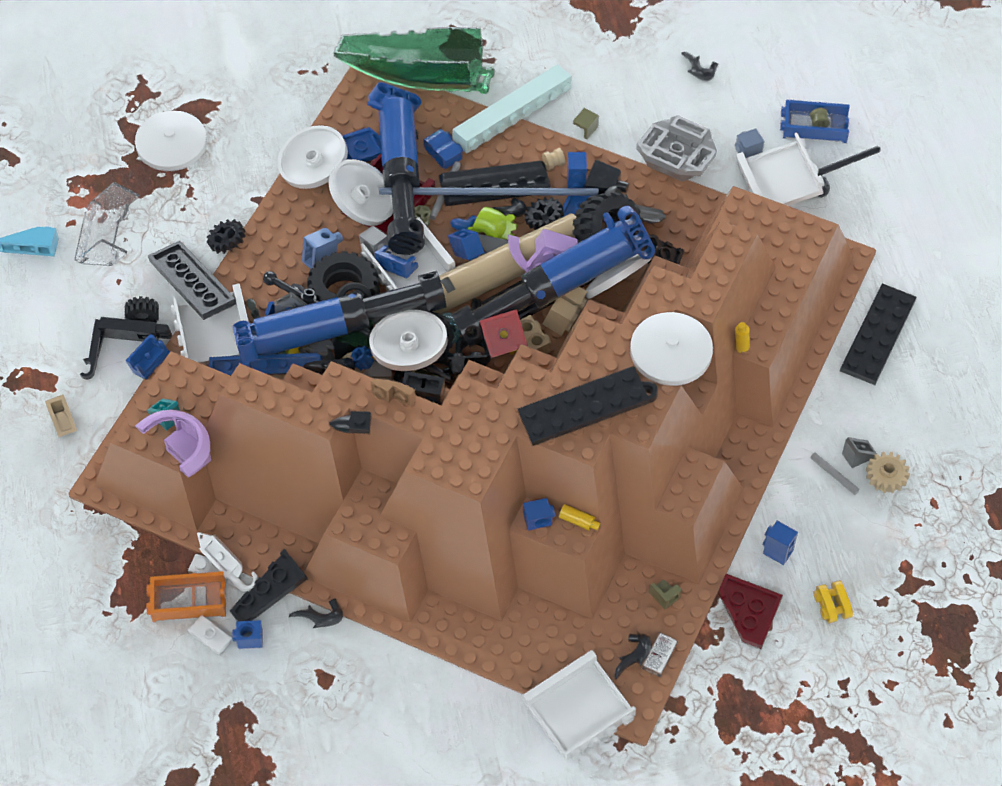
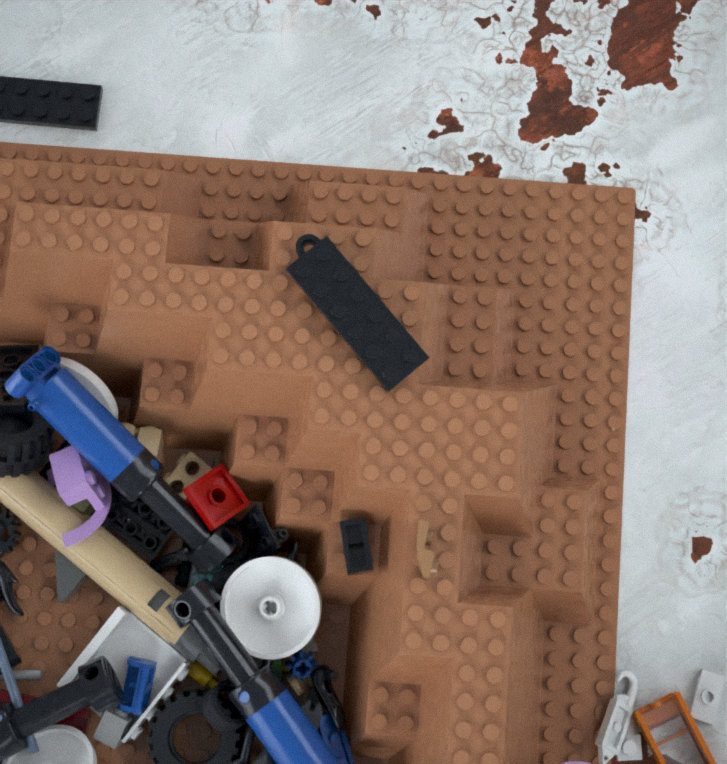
camera: 110 degrees left, 20 degrees up
(255, 640) = (682, 645): blue brick -> none
(275, 584) = (623, 648): black wing -> none
(320, 619) = (637, 580): black piece -> none
(355, 423) = (482, 584): black plate -> none
(423, 213) = (44, 682): olive wheel -> none
(459, 224) = (41, 628): blue arm -> none
(466, 244) = (80, 607): blue brick -> none
(494, 223) = (35, 584): lime piece -> none
(538, 514) = (468, 351): blue brick -> none
(578, 518) = (453, 307): yellow cylinder -> none
(578, 706) = (629, 261): white panel -> none
(638, 655) = (547, 222): black piece -> none
(660, 654) = (534, 202): tile -> none
(664, 593) = (462, 218): olive panel -> none
(671, 348) = (231, 244): white dish -> none
(742, 337) = (143, 201): yellow cylinder -> none
(749, 608) = (440, 132): dark red plate -> none
(779, 542) = (355, 120): blue brick -> none
(828, 609) = (396, 64): yellow brick -> none
(834, 473) = (236, 98): light grey bar -> none
(857, 451) = (202, 78): dark grey slope -> none
(896, 475) = (215, 31): tan gear -> none

